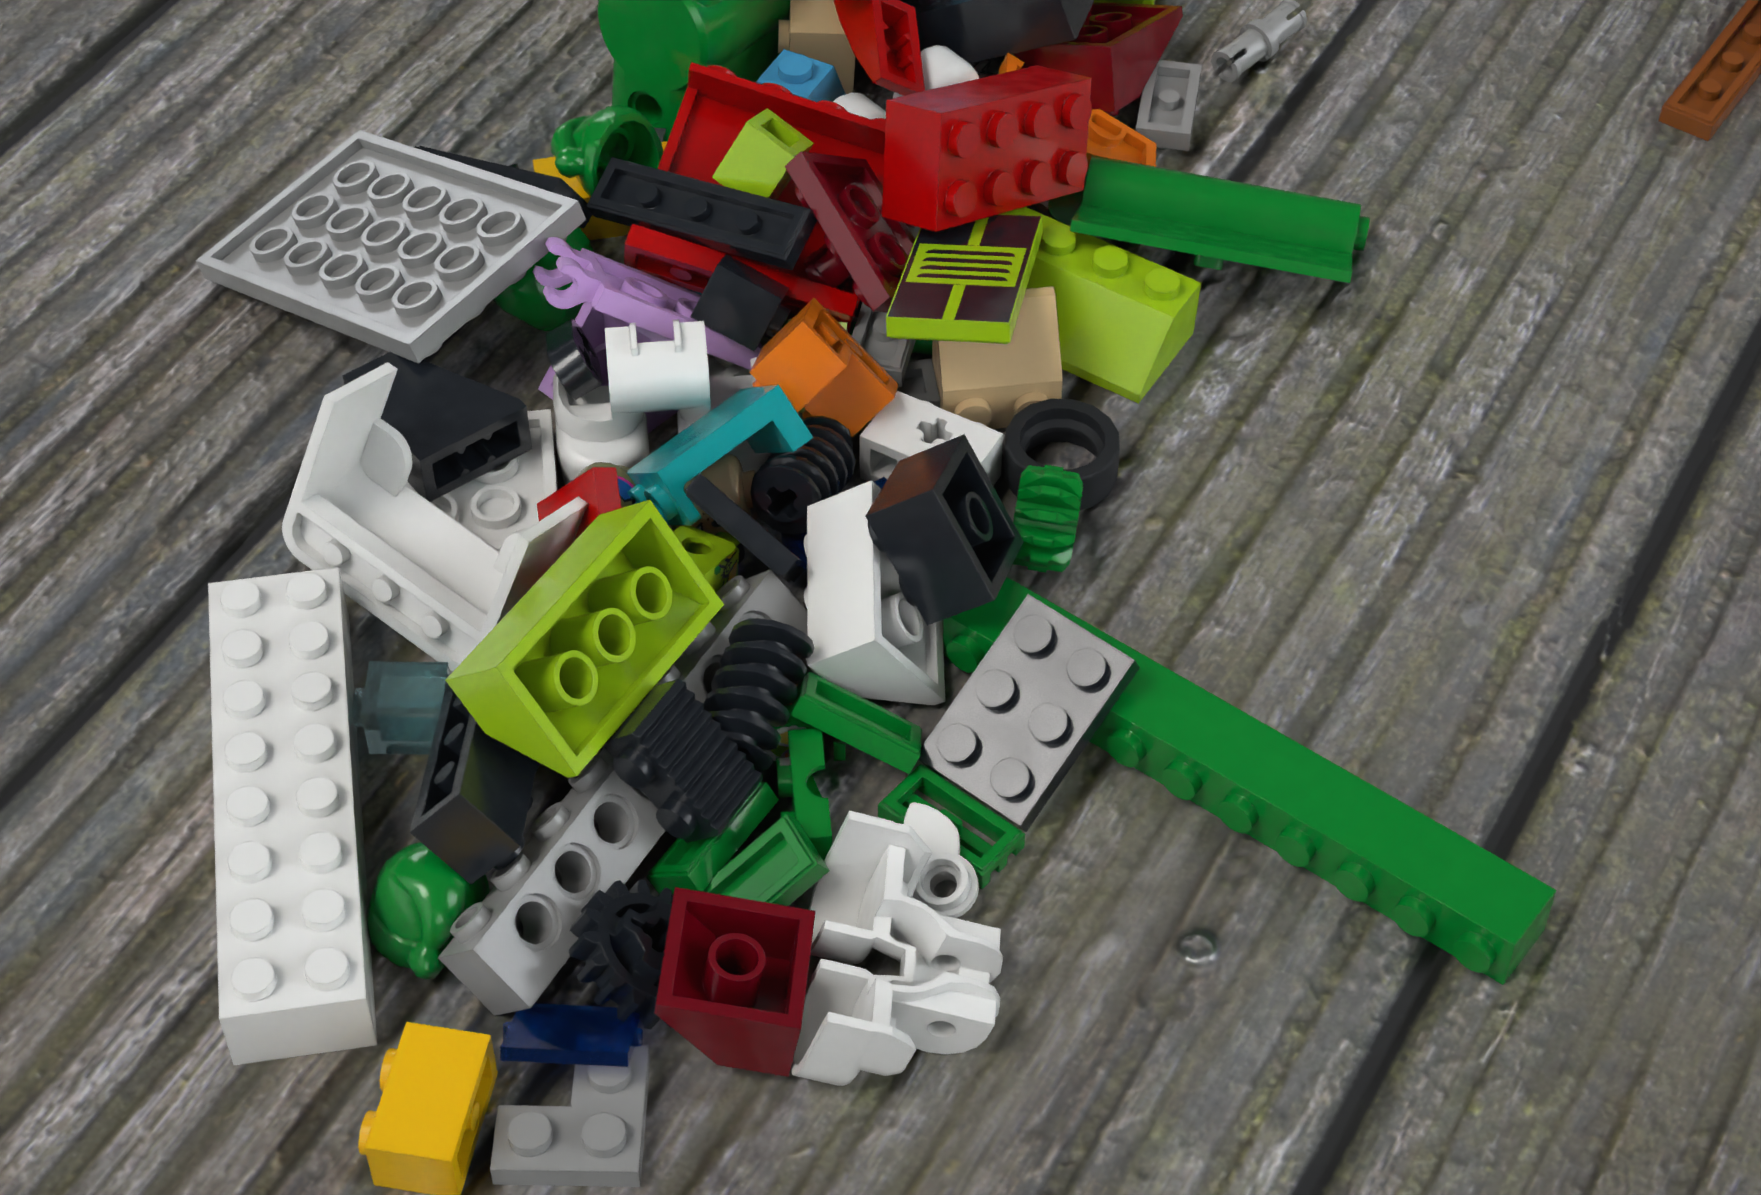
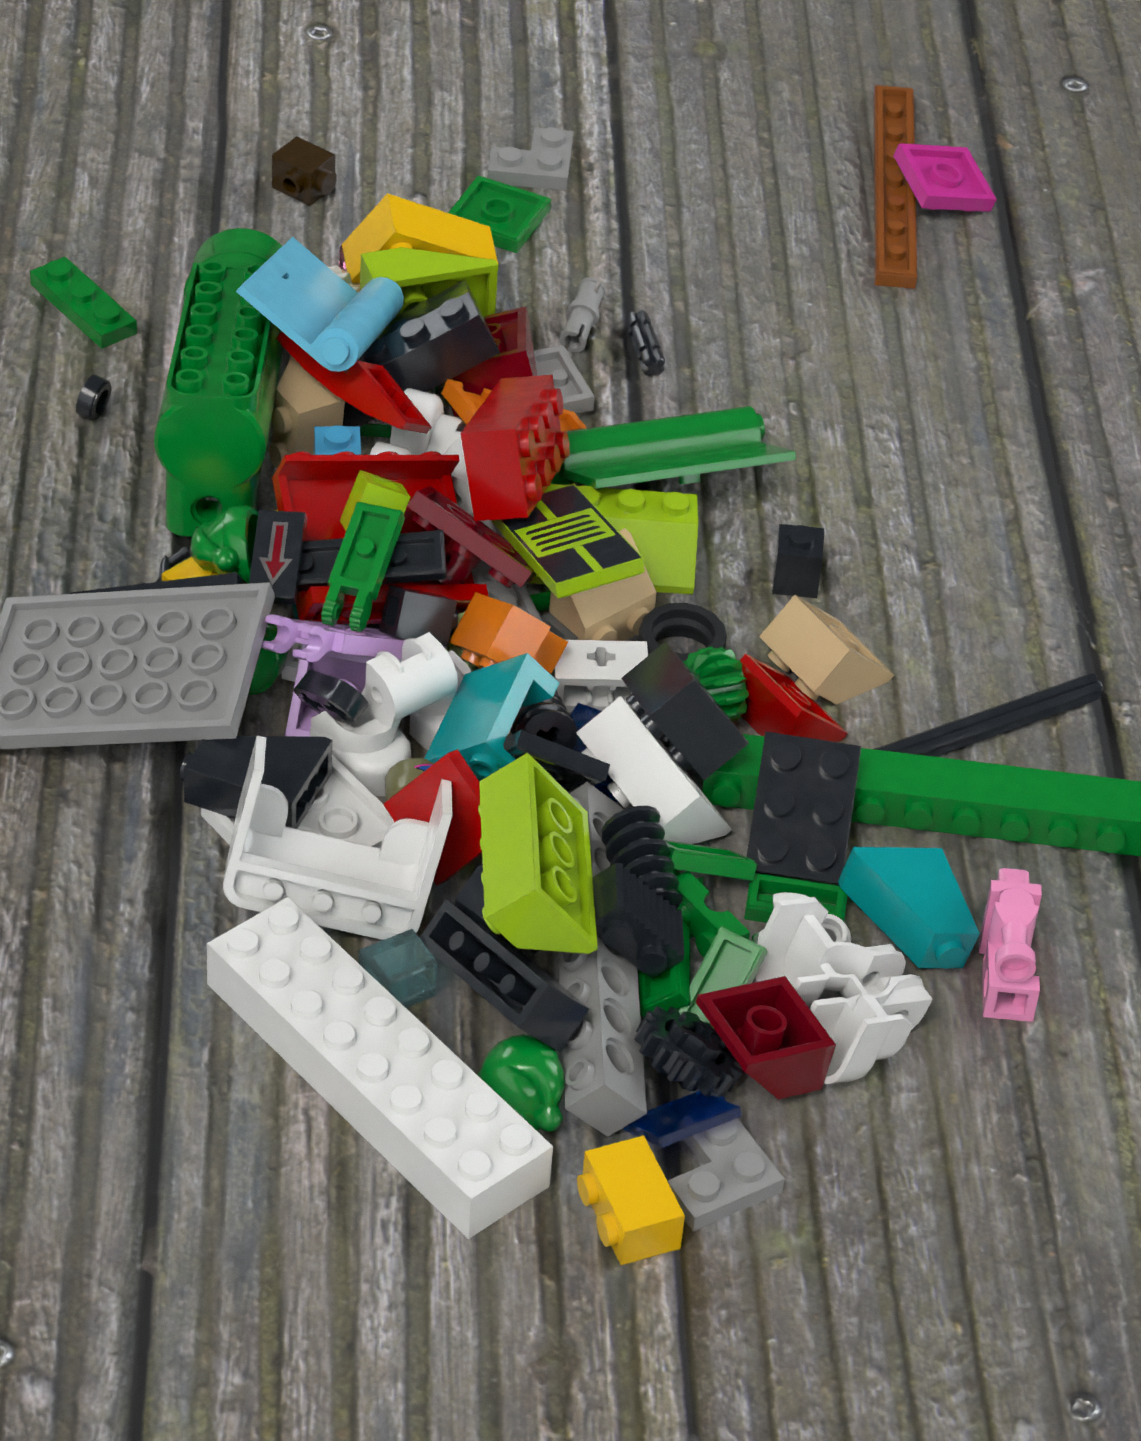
camera: 35 degrees left, 5 degrees down
(620, 174) = (279, 553): none -> black tile
(689, 217) = (362, 563): none -> green hinge
(1079, 887) = (913, 902): none -> teal slope
(1128, 578) = (782, 707): none -> red slope
(1166, 989) = (1006, 941): none -> bright pink hips
(1226, 531) = (822, 653): none -> tan slope
(1280, 408) = (798, 561): none -> black brick
(1311, 95) = (645, 343): none -> black axle
(1385, 699) = (1000, 718): none -> black axle

